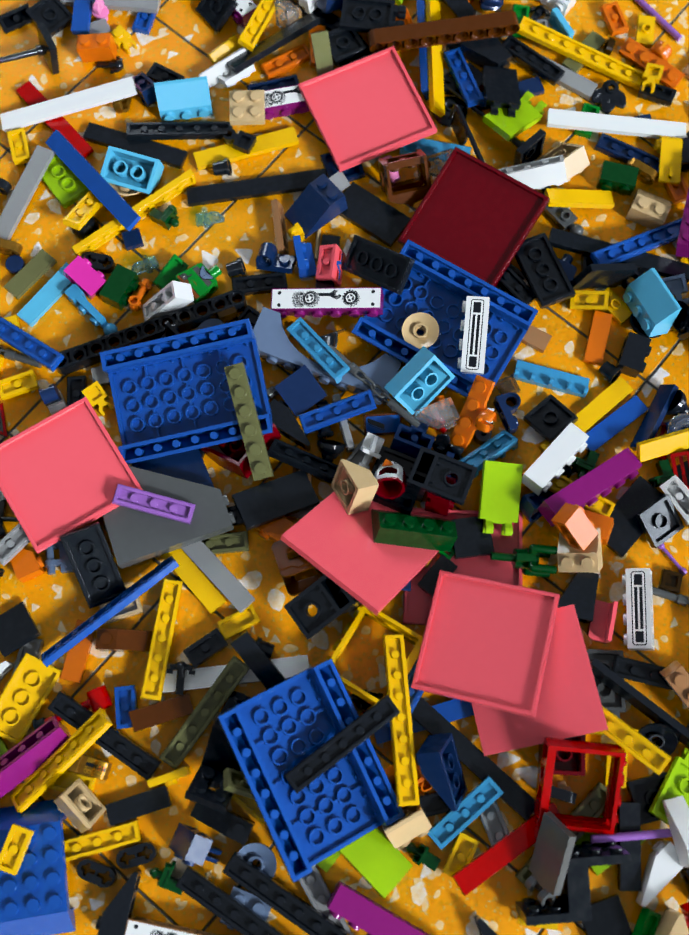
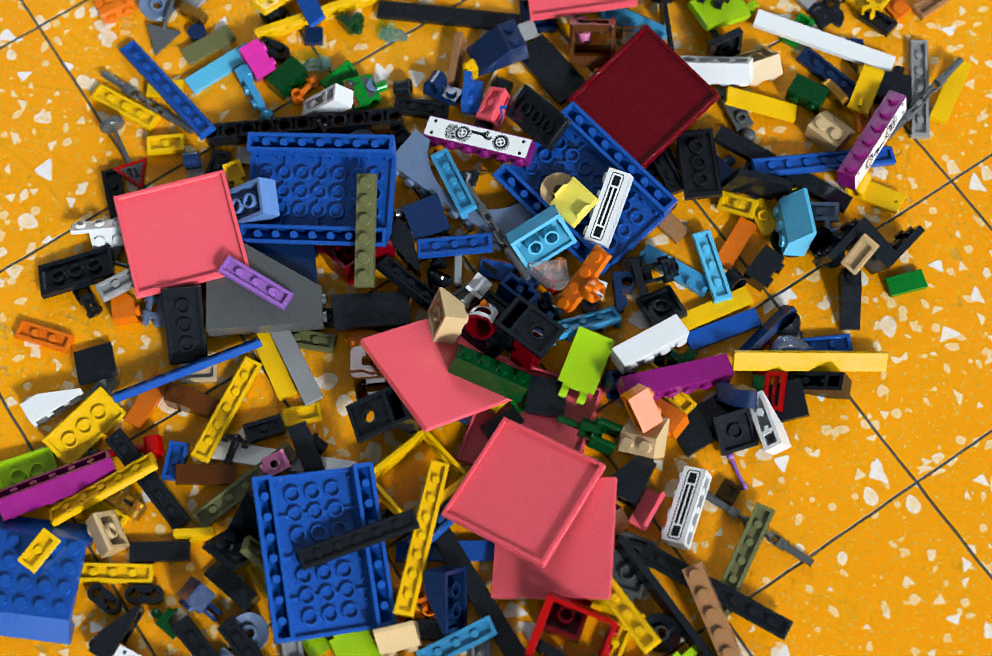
camera: 20 degrees right, 5 degrees down
(127, 420) = (255, 201): none -> medium blue slope
(231, 675) = (283, 463): none -> bright pink brick
(440, 338) = (573, 201): none -> light yellow piece
(549, 379) = (644, 275): none -> black tile
(585, 366) = (712, 266): none -> medium azure tile
(653, 487) = (738, 396): none -> dark blue slope

